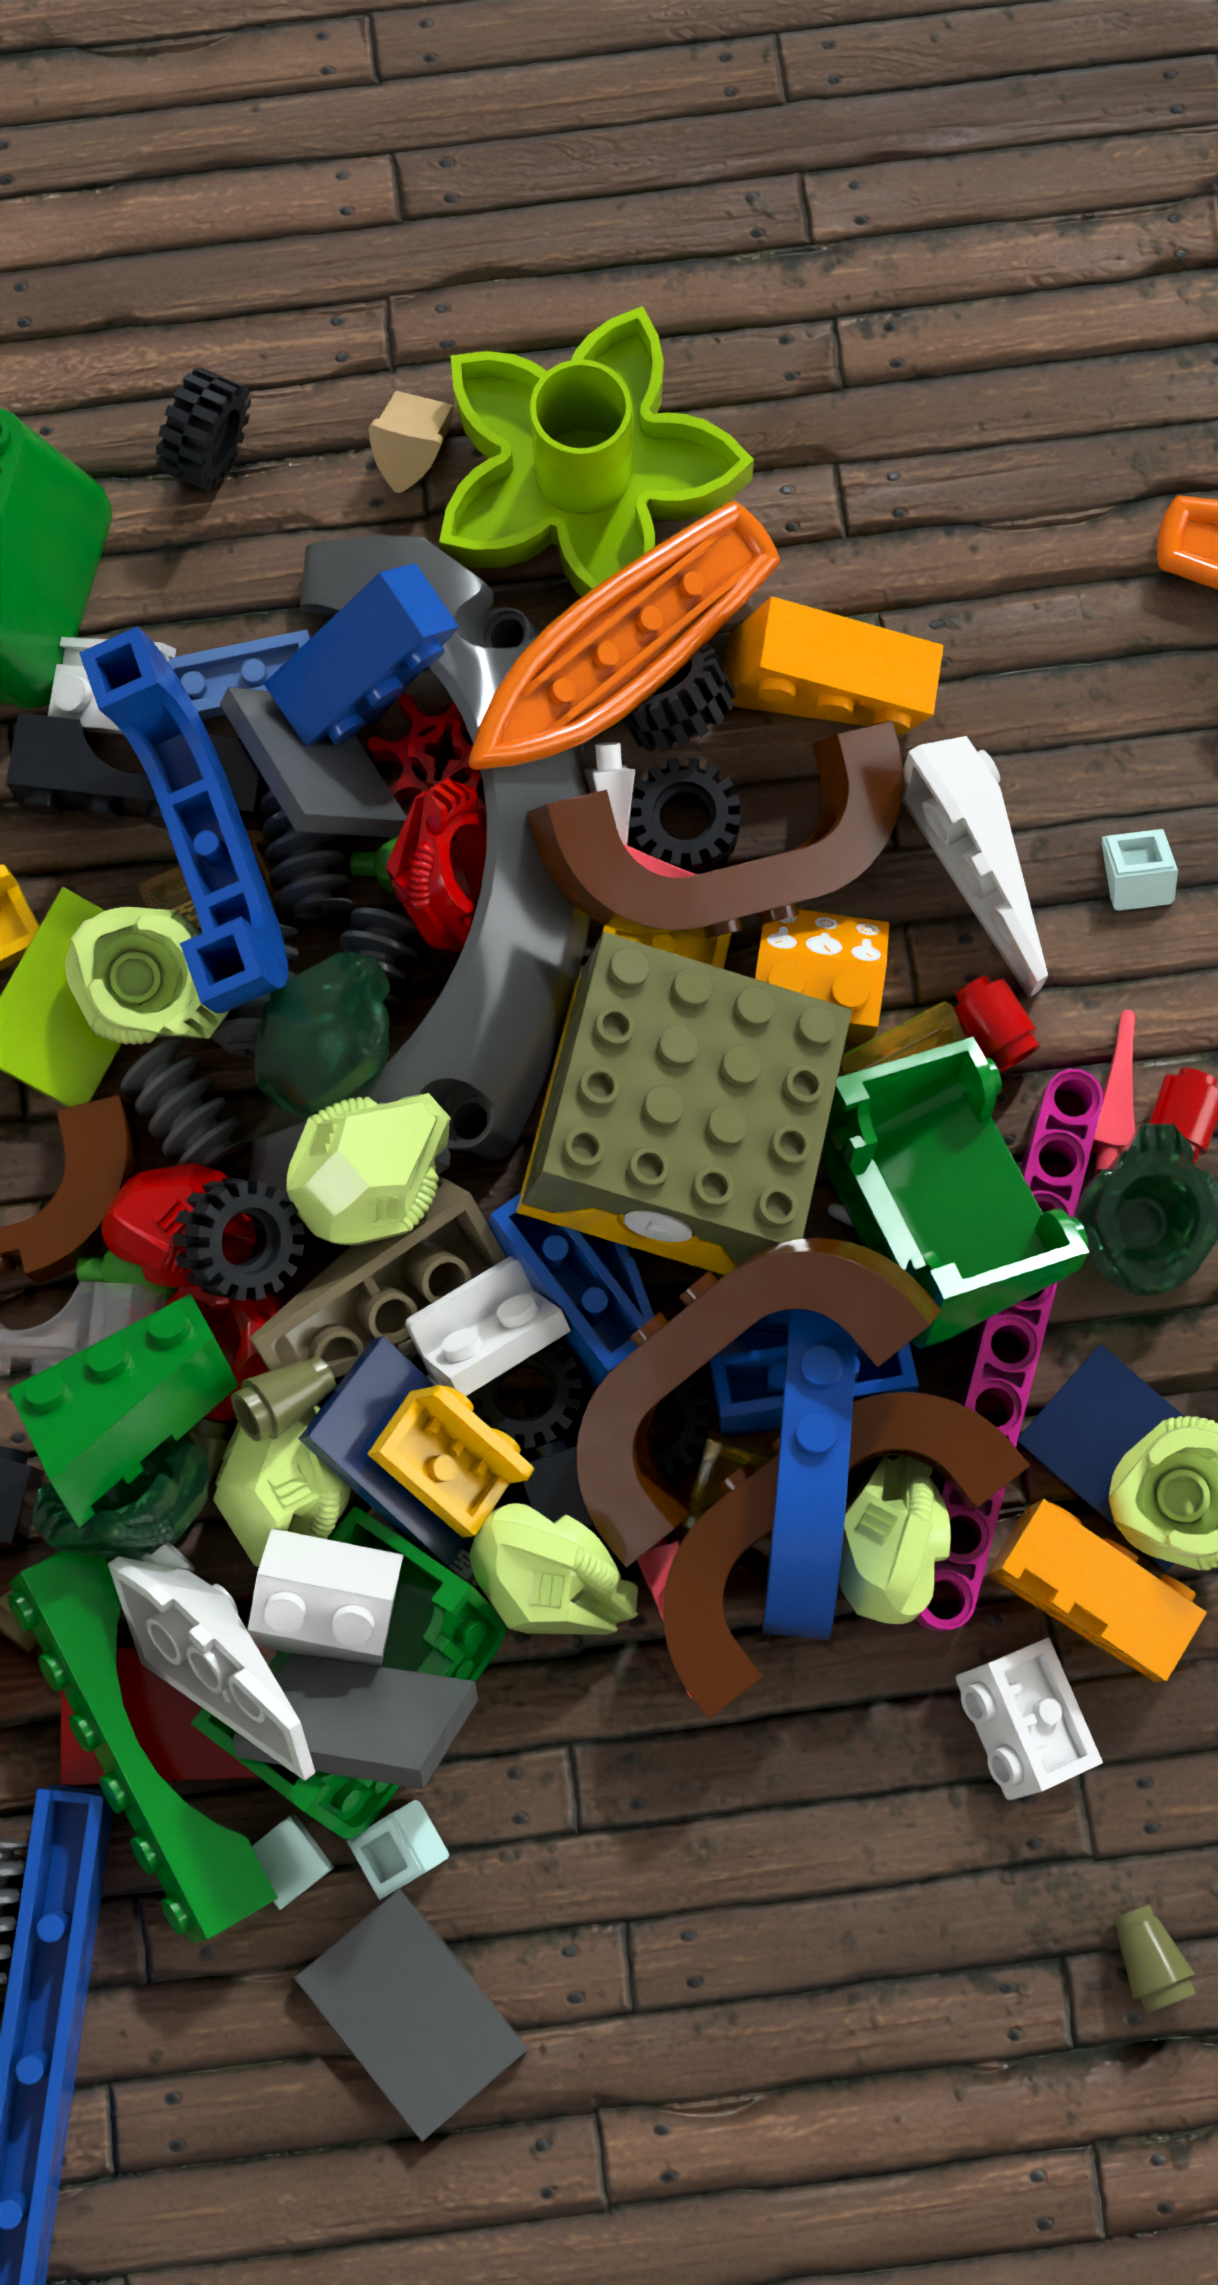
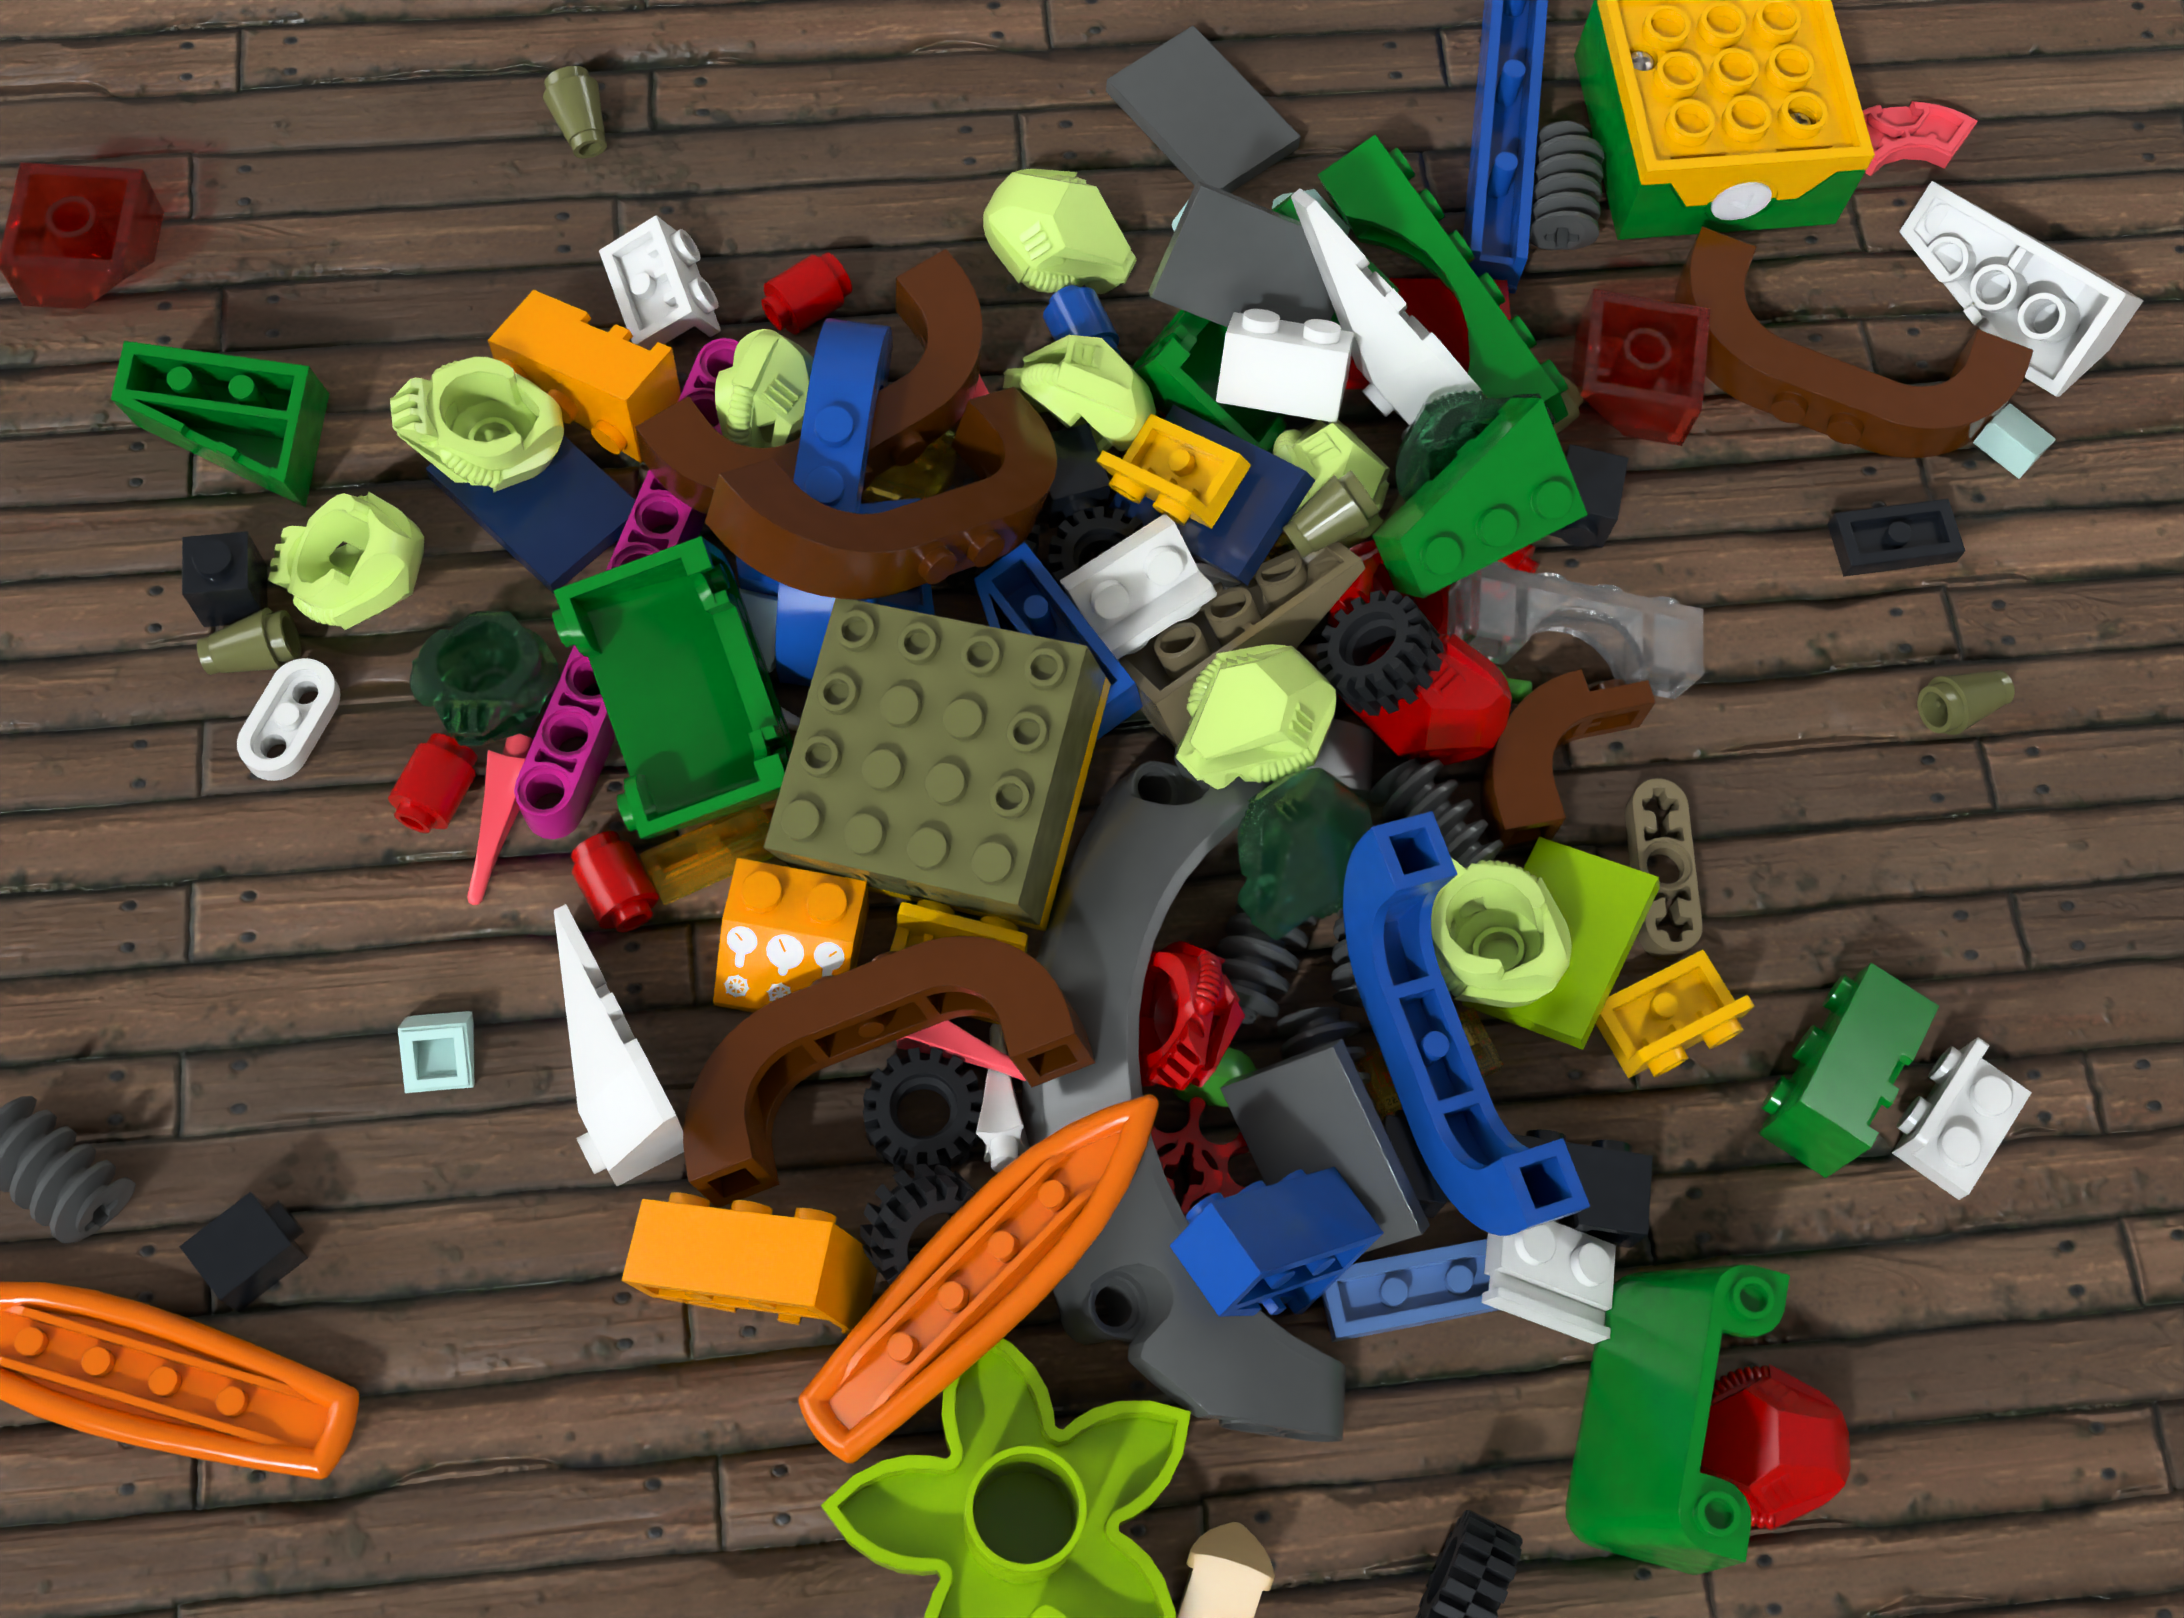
camera: 170 degrees right, 10 degrees down
(551, 1684) = (1079, 313): none -> blue brick
(584, 1814) = (1056, 232): none -> yellowish green helmet
(864, 1716) = (806, 292): none -> red brick

